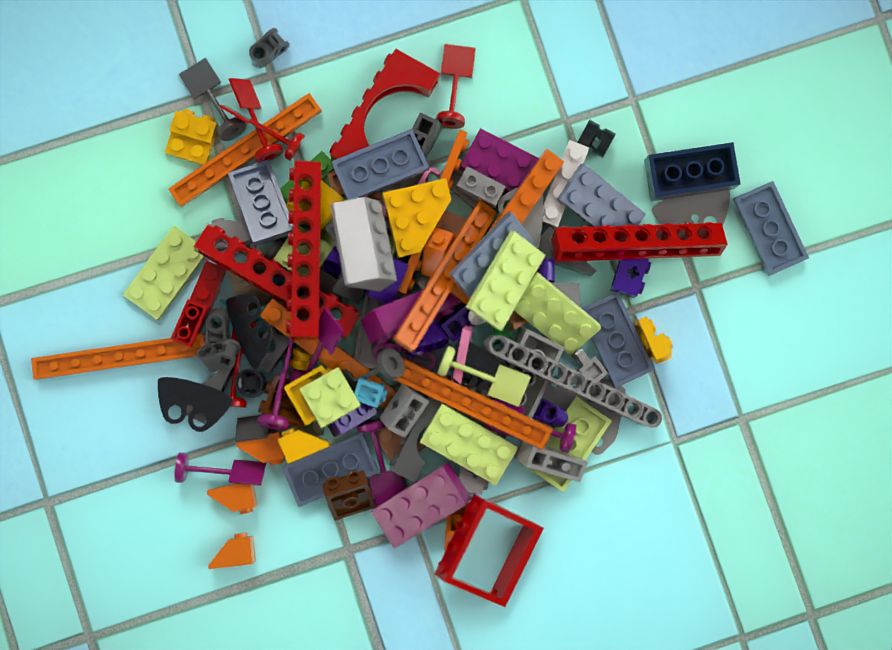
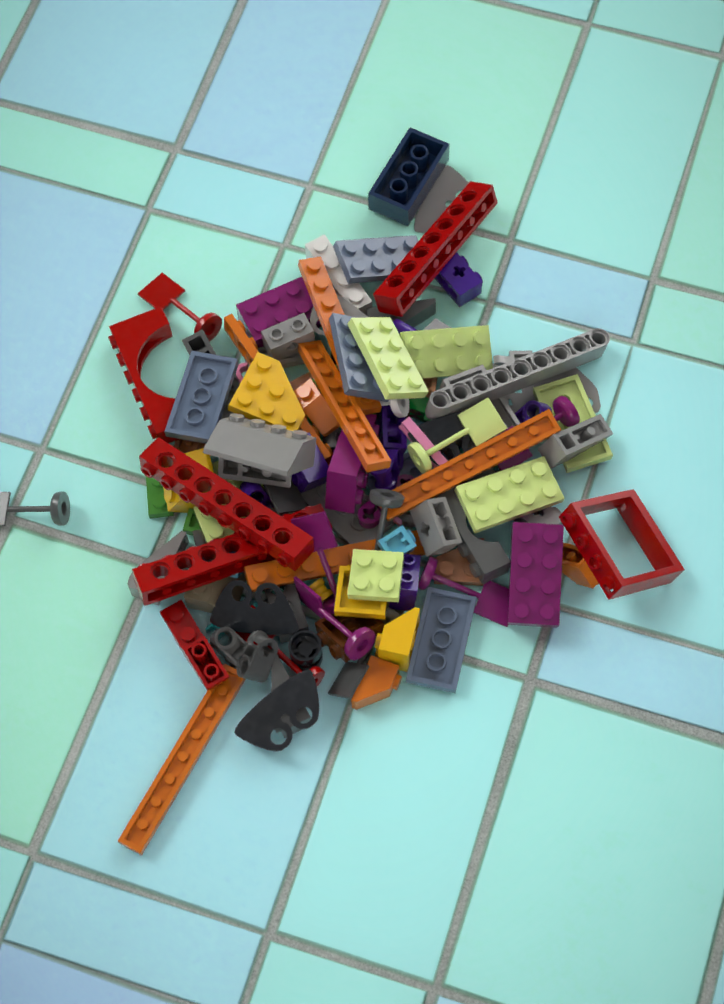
camera: 45 degrees left, 20 degrees down
(164, 273) = (140, 662): yellowish green plate -> none
(192, 137) = (36, 550): yellow plate -> none
(235, 497) = (402, 741): orange slope -> none
(235, 552) = (455, 779): orange slope -> none
(241, 473) = (379, 720): magenta piece -> none
(243, 151) = (88, 515): orange plate -> none
(248, 100) = (107, 491): red piece -> none
(261, 202) = (148, 525): plate -> none
(271, 45) = (16, 428): dark grey piece -> none
(293, 145) = (120, 467): red piece -> none
(348, 494) = (478, 633): reddish brown plate -> none
(592, 131) = (312, 230): black wheel -> none
(618, 341) = (511, 325): sand blue plate -> none
(657, 346) = (531, 296): yellow plate -> none
(770, 228) = (504, 153): sand blue plate -> none

